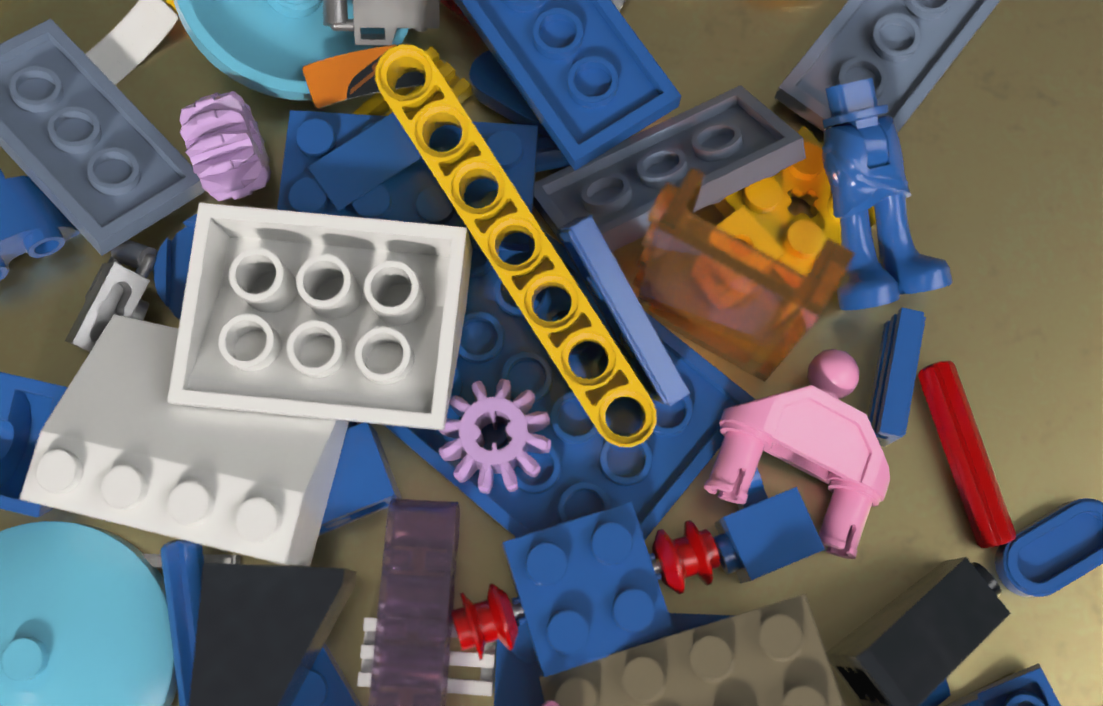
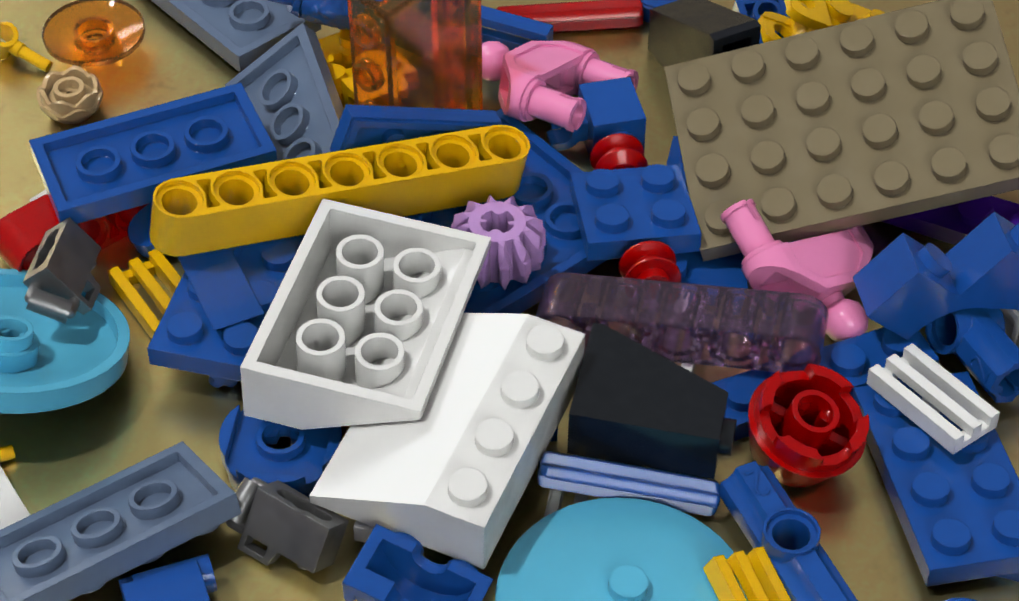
camera: 80 degrees left, 30 degrees down
(225, 146) = (161, 406): lavender gear -> none
(350, 76) = (124, 309): orange sticker -> none

